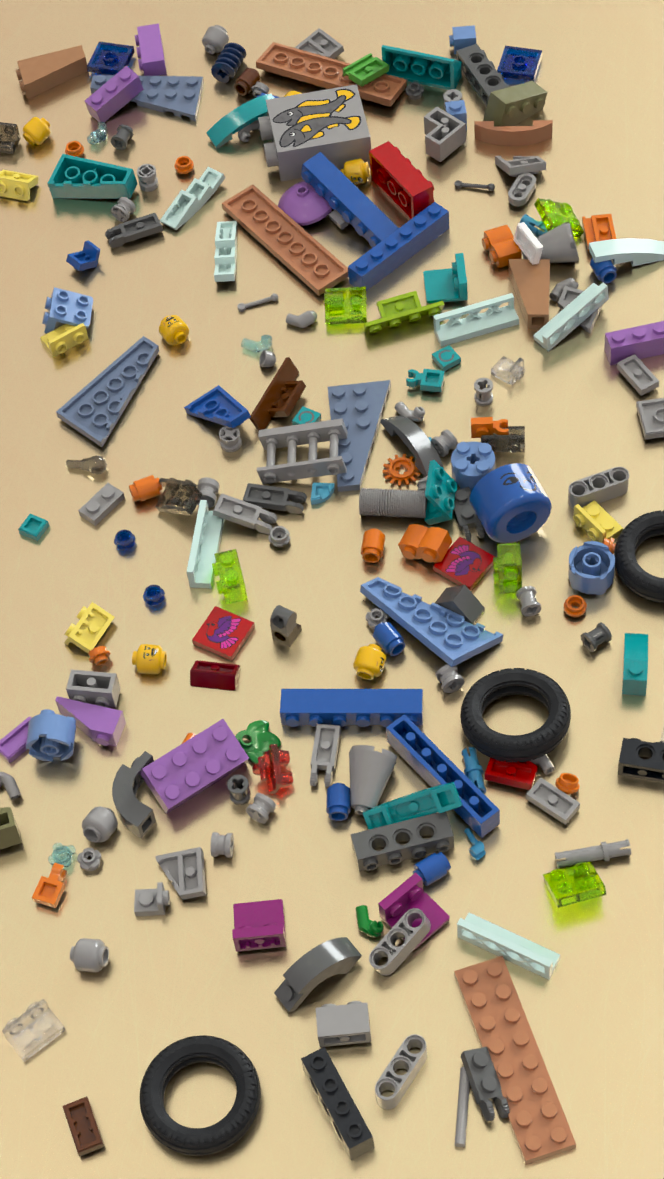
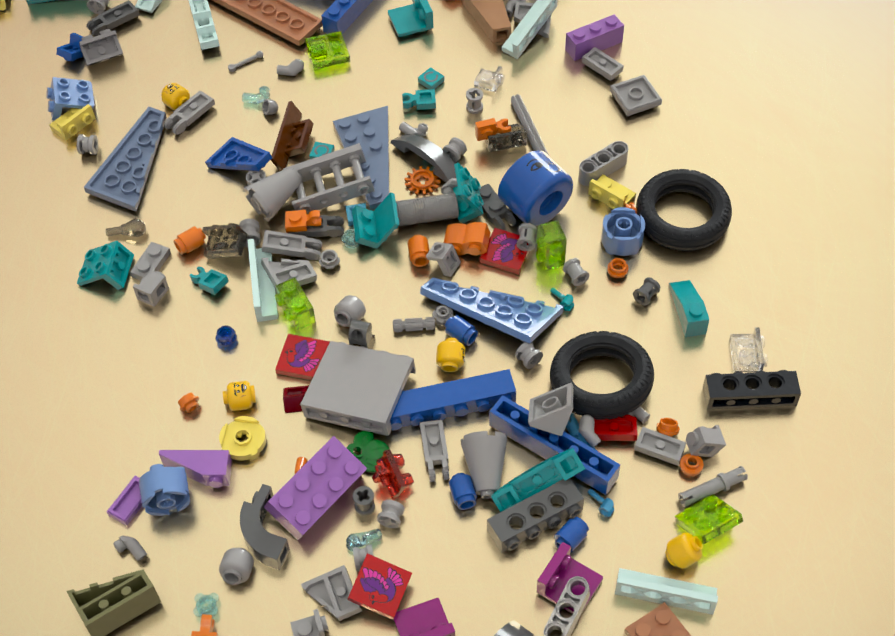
camera: 20 degrees left, 0 degrees up
(33, 527) = (89, 296): teal tile -> none
(59, 497) = (107, 262): none -> teal bracket
(72, 366) = (87, 144): none -> light grey wheel
(90, 627) = (171, 378): light yellow bracket -> none
(93, 863) = (239, 606): light grey plate -> none
(94, 688) = (193, 434): light grey brick -> none
(95, 531) = (151, 288): none -> light grey brick
(112, 261) = (100, 47): none -> light grey bracket
(124, 535) = (185, 287): clear blue plate -> none
(142, 714) = (244, 450): none -> light yellow plate
(155, 535) = (209, 281): none -> teal plate
(183, 349) = (189, 112): none -> light grey hinge
(227, 826) = (363, 538): none -> clear light blue arm
(227, 874) = (379, 586): none -> tile
(241, 453) = (272, 192): none -> light grey cone
(244, 542) = (288, 269): none -> light grey wing
(258, 489) = (299, 220): none -> orange plate
(265, 674) = (357, 387): none -> light grey panel
(282, 593) = (348, 309): none -> light grey head
(312, 521) = (349, 238): none -> clear light blue plate
(333, 509) = (375, 226): none -> teal bracket
(344, 622) = (414, 324): none -> light grey axle
(366, 925) = (532, 605): green arm -> none
(396, 558) = (445, 256): none -> light grey bracket
(400, 309) = (378, 44): lime bracket -> none
(446, 739) = (552, 410): none -> light grey slope
(461, 601) = (515, 283): dark grey slope -> none
(471, 463) = (487, 163): medium blue brick -> none
(475, 323) = (447, 46): light aqua fence -> none
(480, 768) = (586, 429): none -> light grey arm
(486, 554) = (526, 237): none -> light grey bush
(509, 629) = (566, 301): none -> teal hand
(534, 438) = (527, 123): none -> light grey axle
(538, 909) = (684, 550): none -> yellow head
(579, 833) = (688, 469): none -> orange plate
(599, 806) = (705, 441): none -> light grey brick

